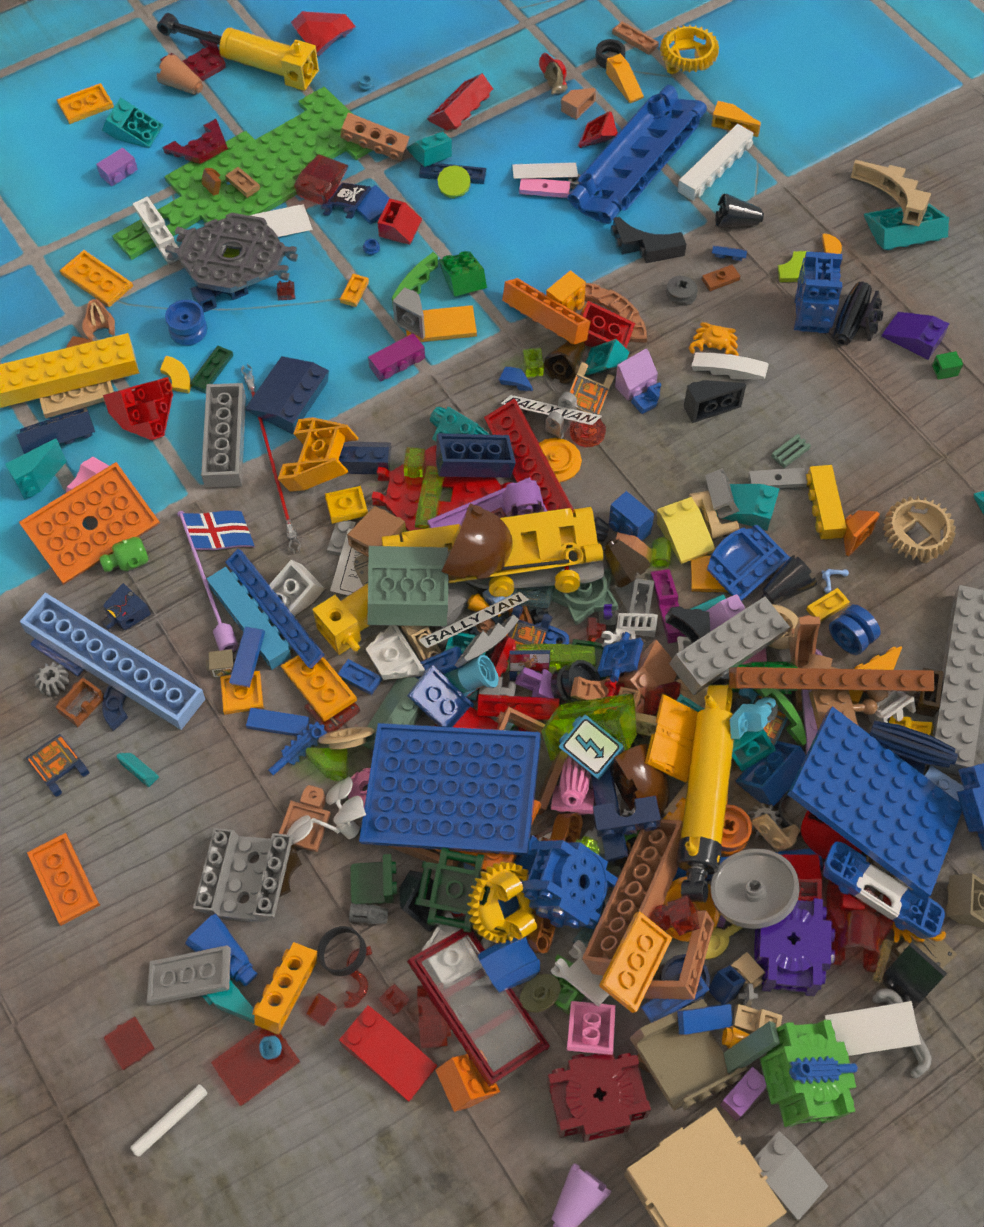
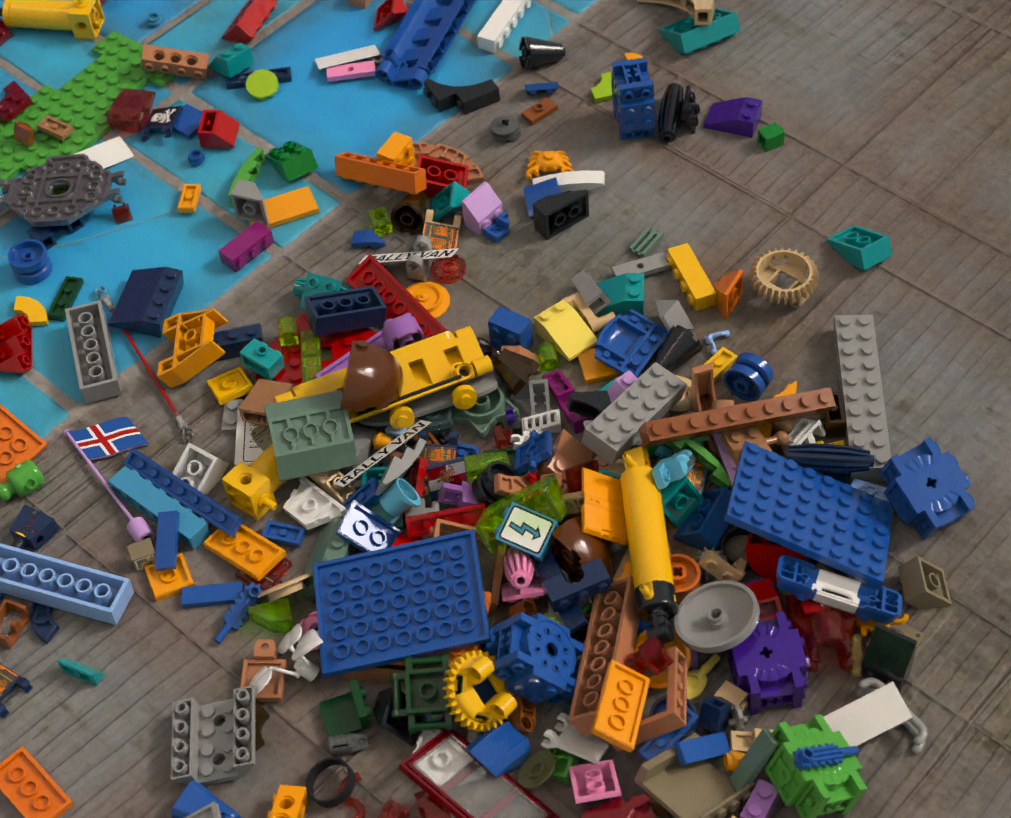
camera: 10 degrees left, 10 degrees down
(382, 486) = (262, 359): none -> teal brick
(699, 370) = (539, 191): none -> blue slope
(796, 541) = (672, 314): none -> light grey slope

